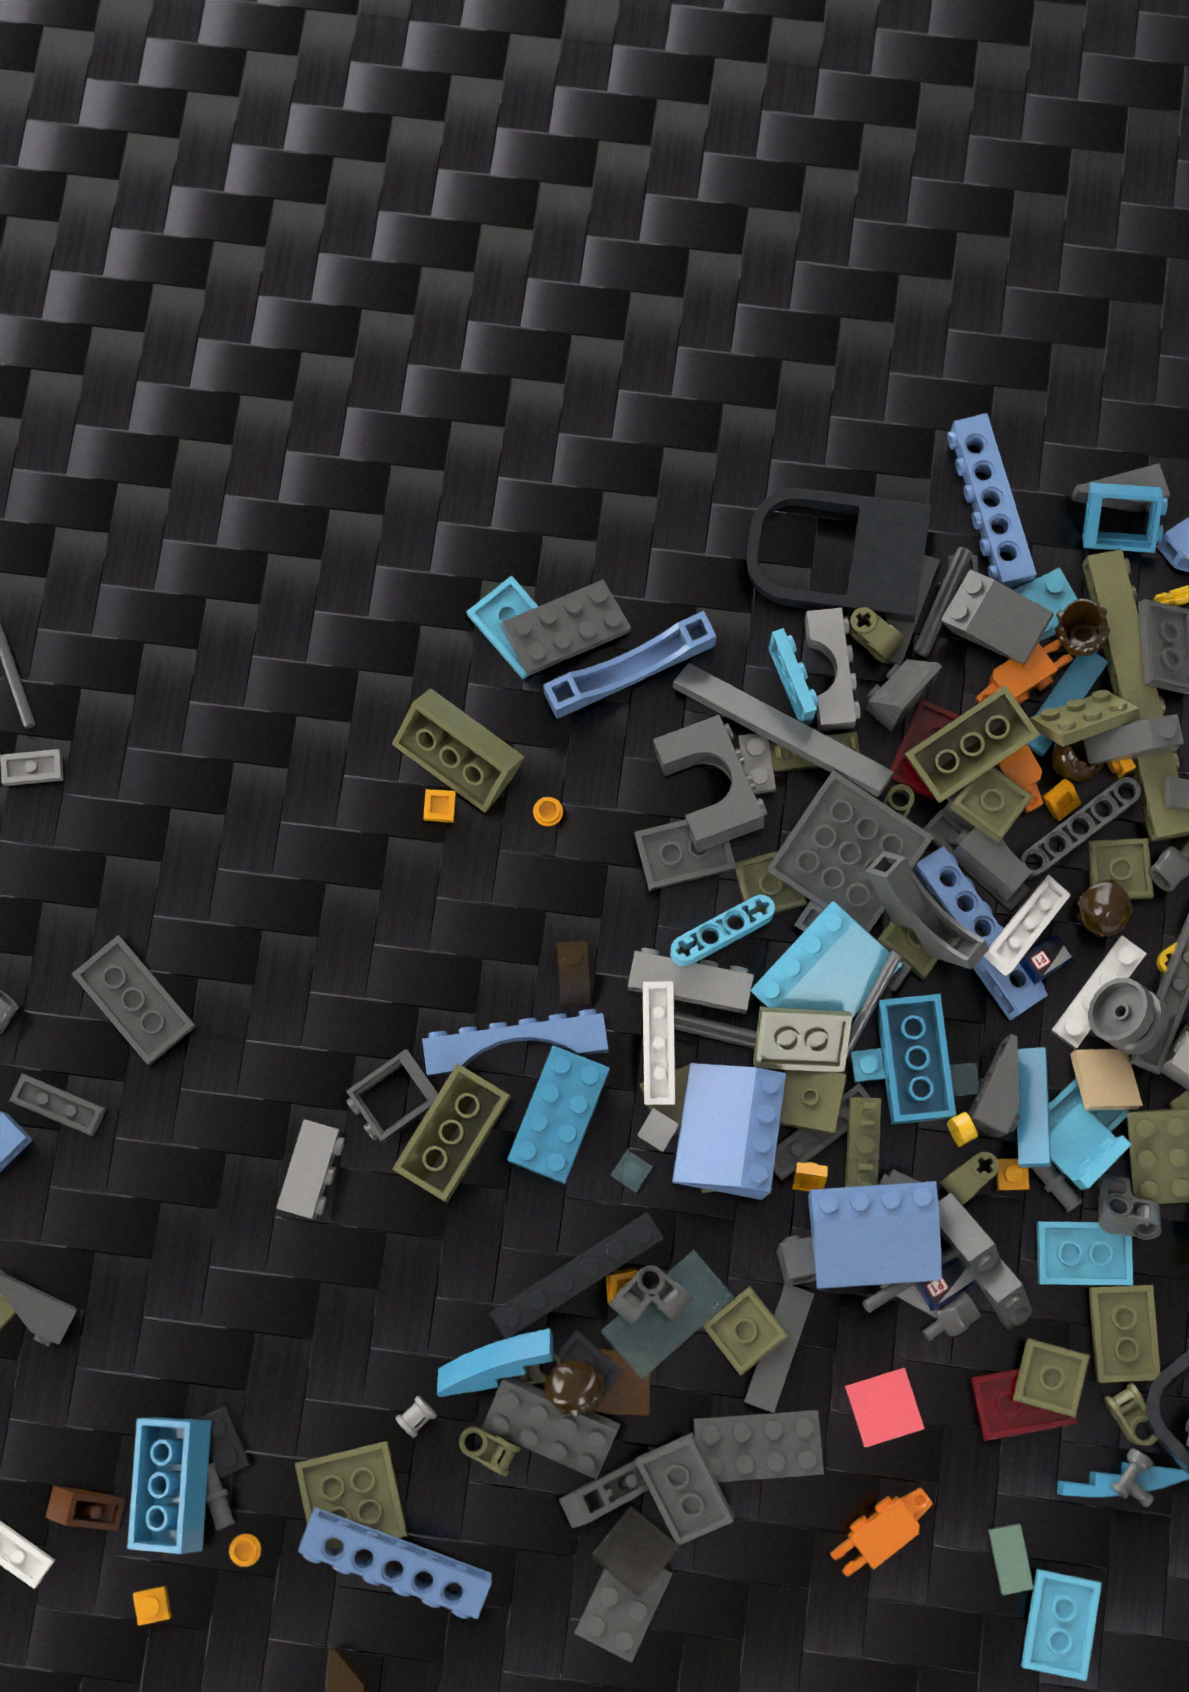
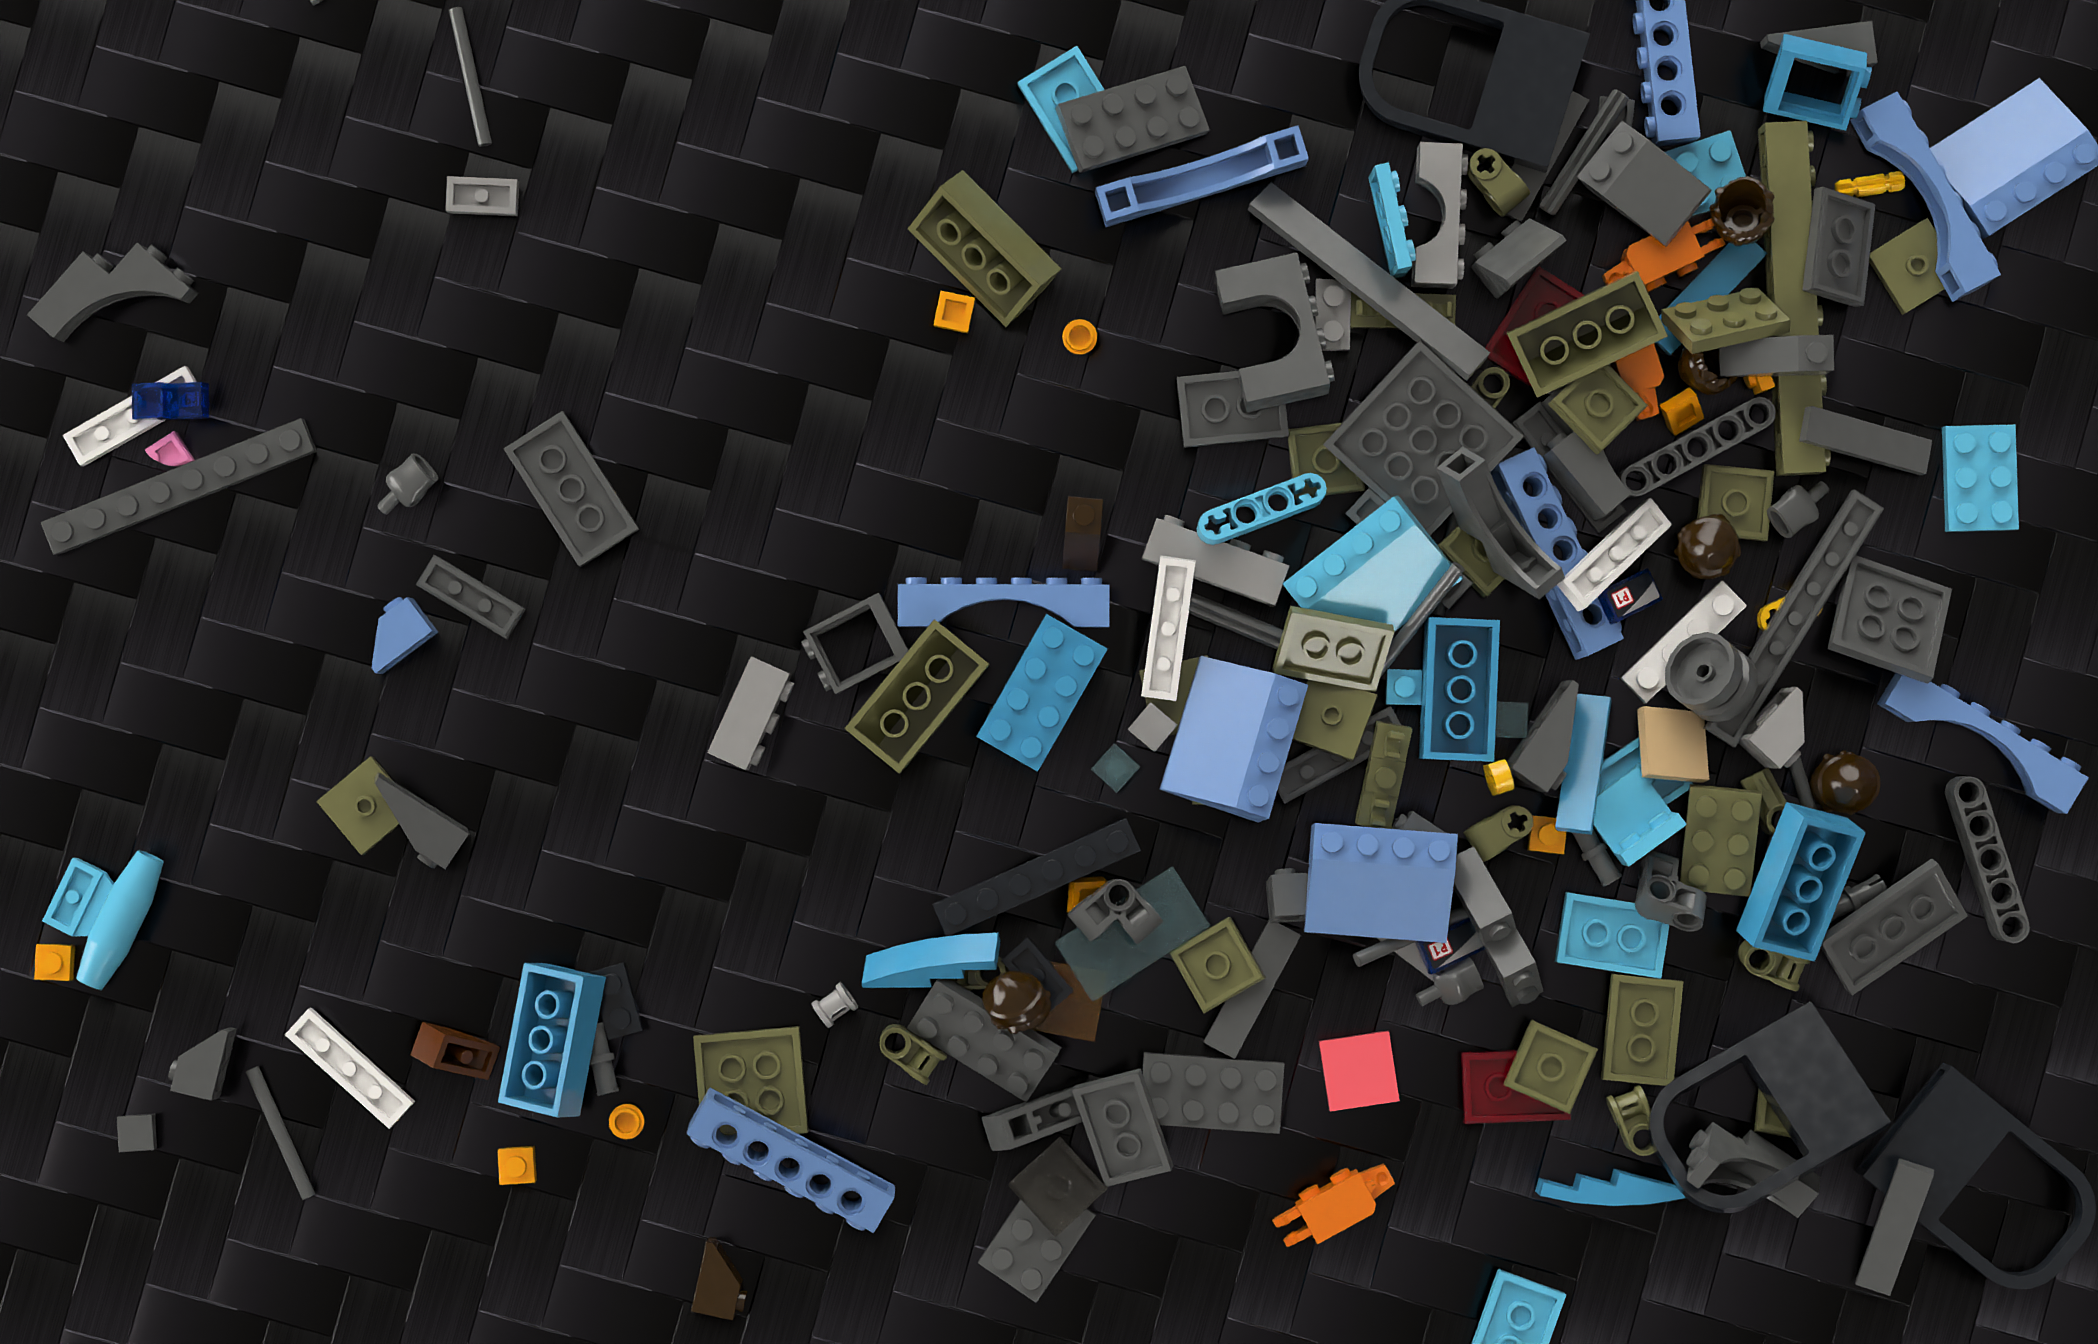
camera: 10 degrees right, 10 degrees up
(809, 1176) = (1317, 805): light orange plate -> none
(1010, 1559) = (1471, 1254): sand green tile -> none
(1126, 1483) = (1613, 1195): dark grey piece -> none

